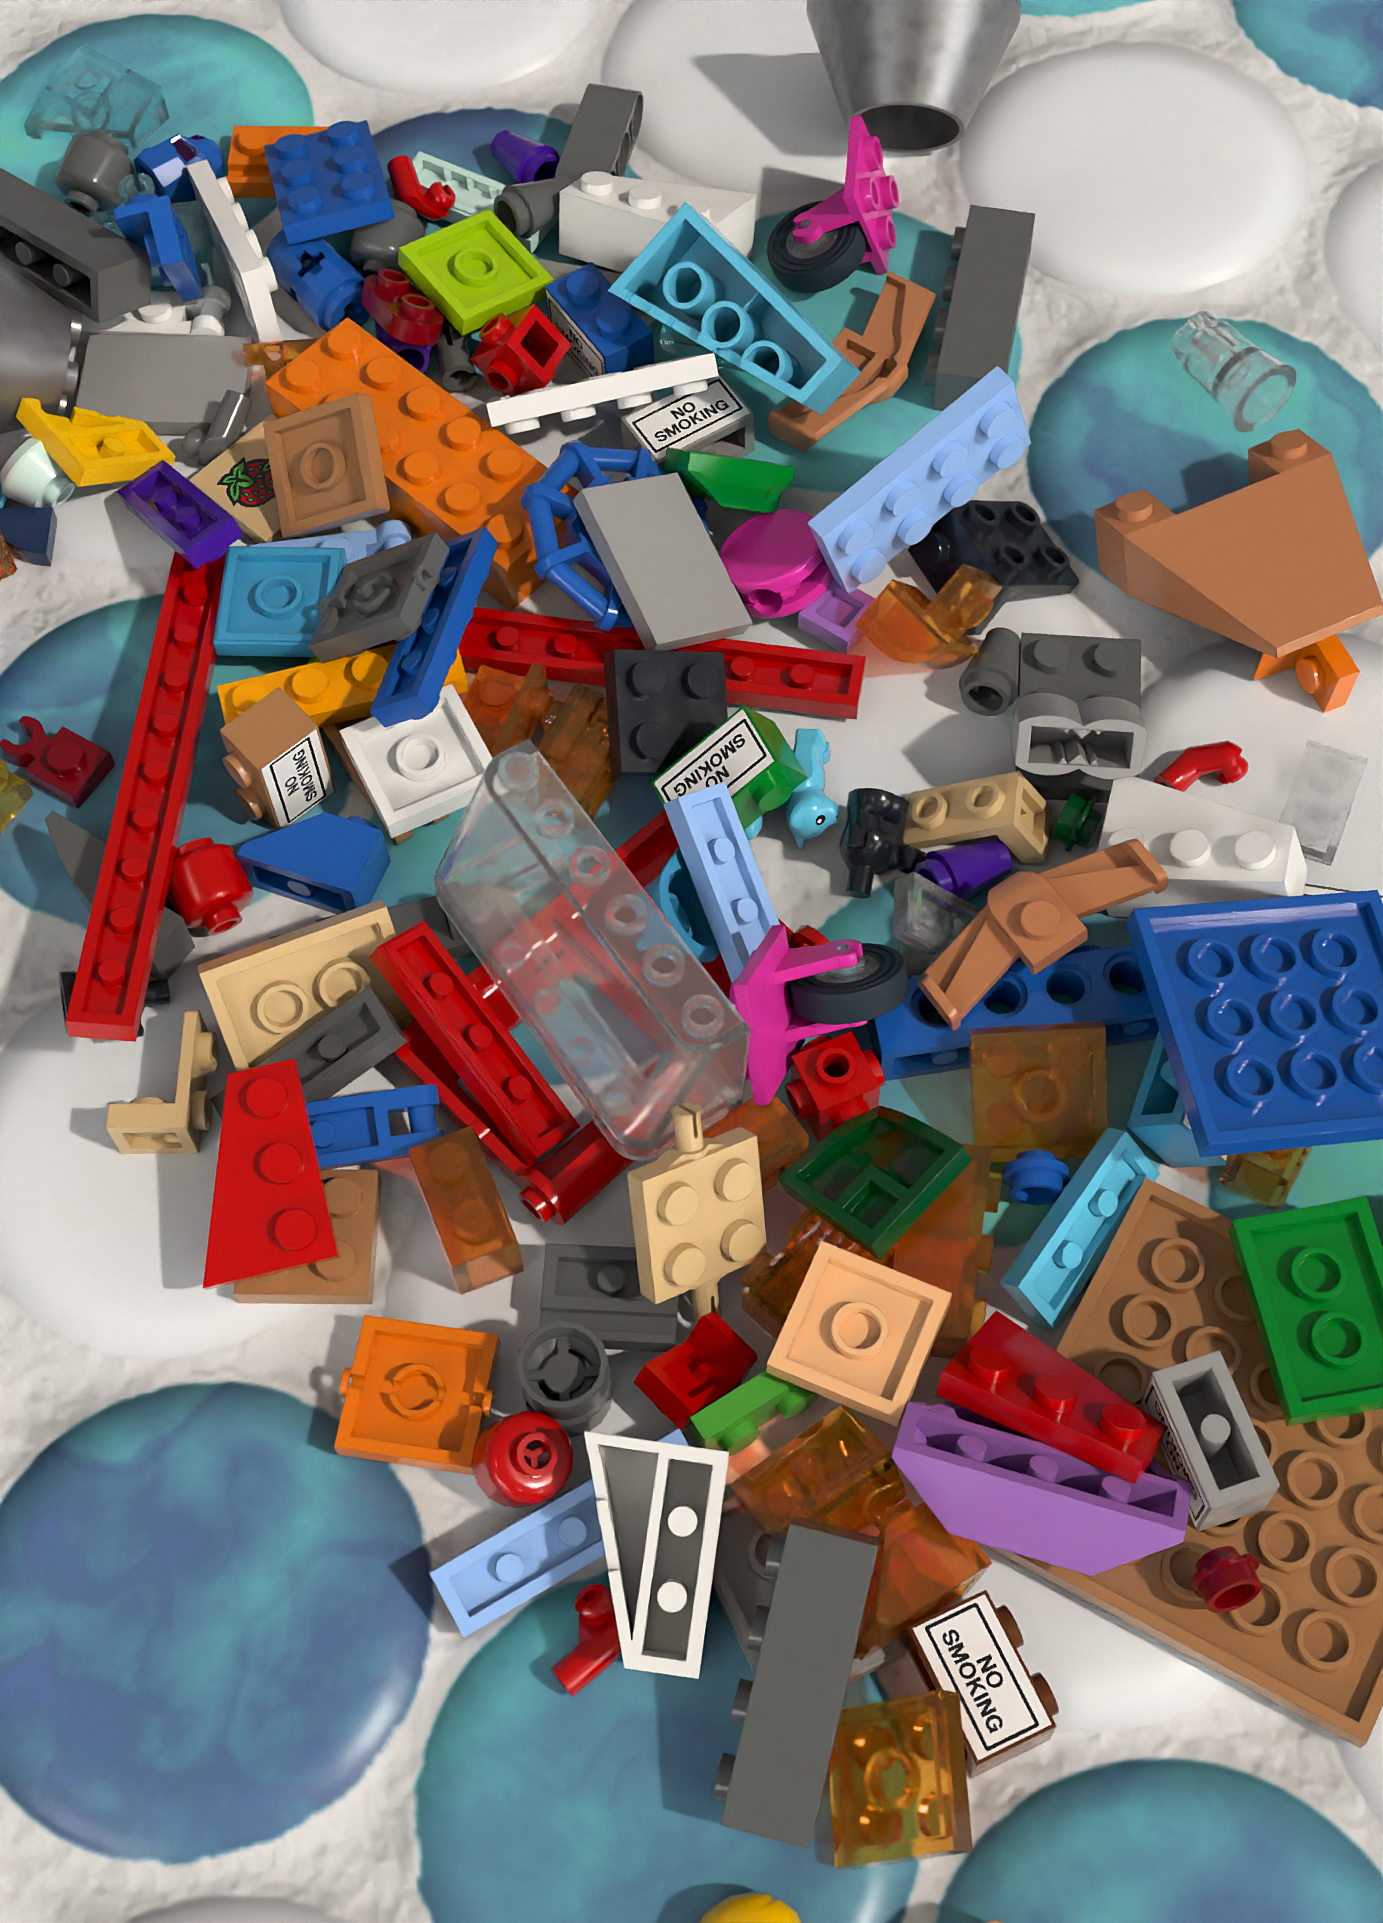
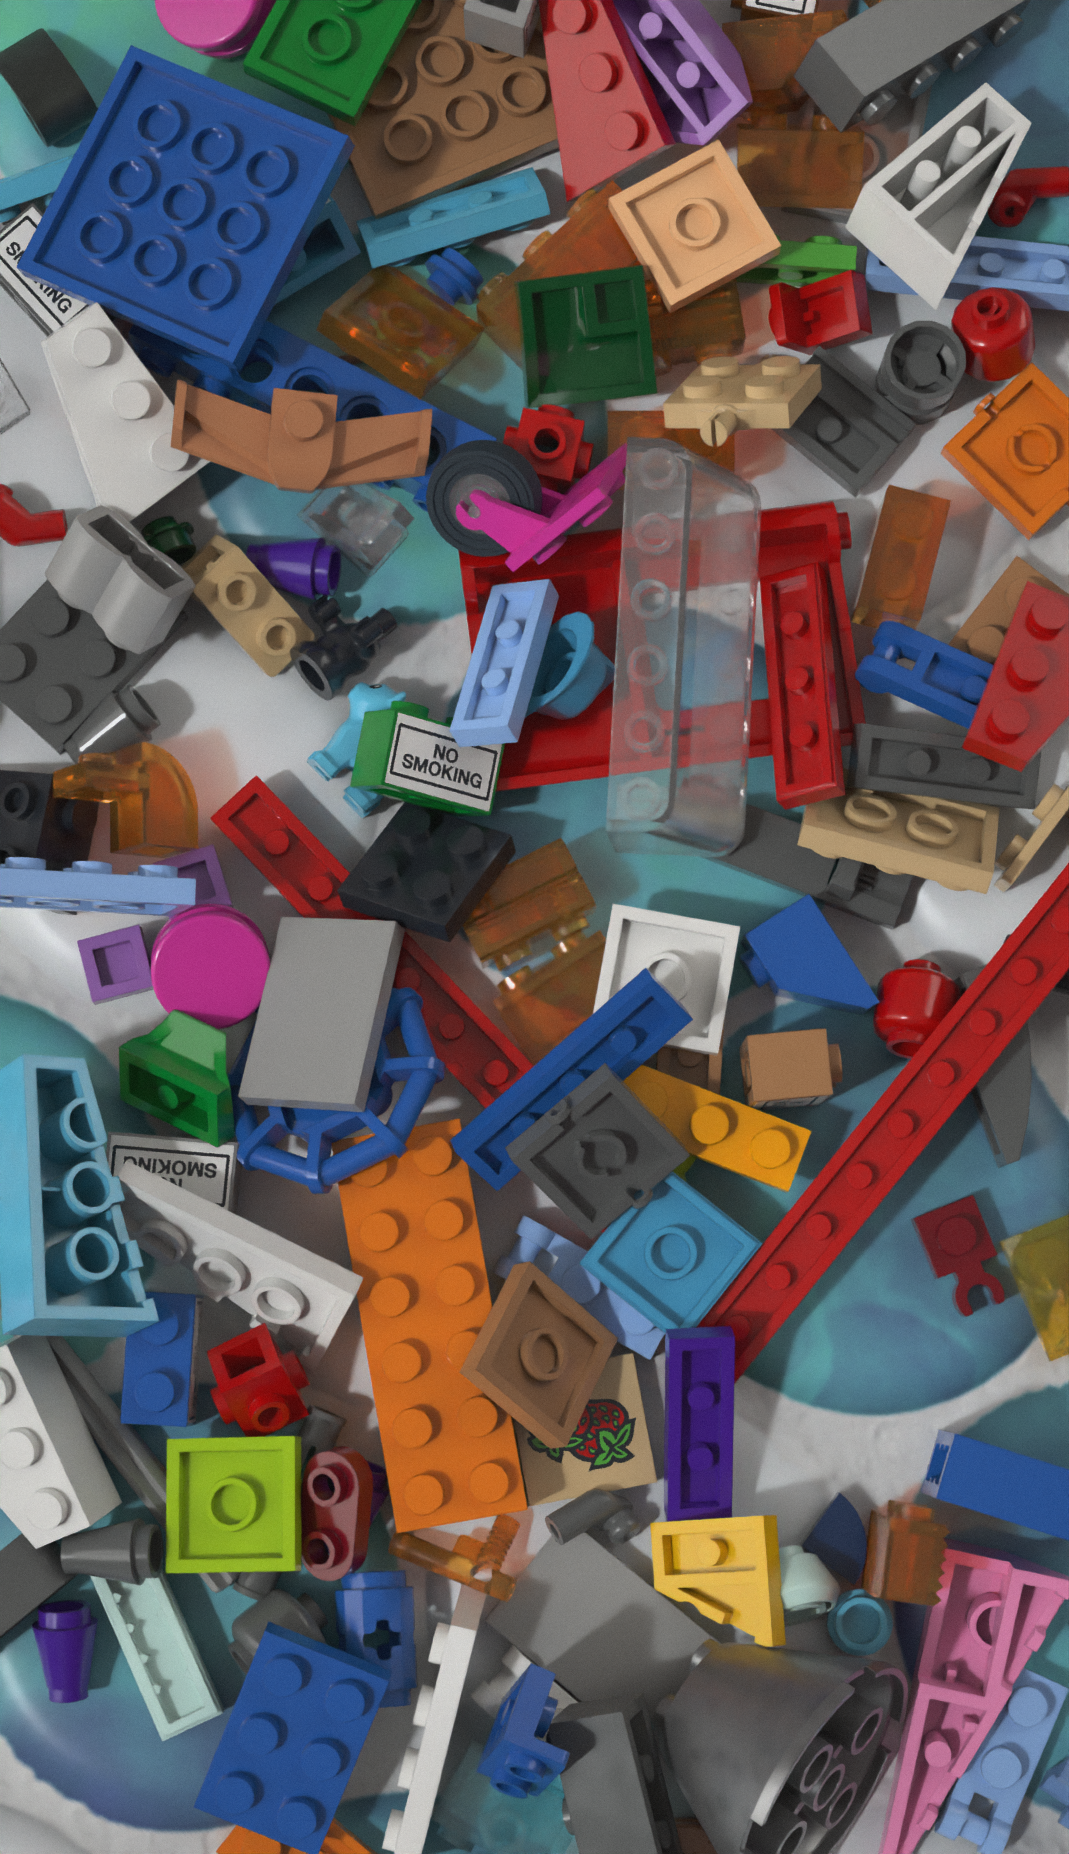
camera: 145 degrees left, 20 degrees up
(429, 203) = (214, 1665): red arm -> none

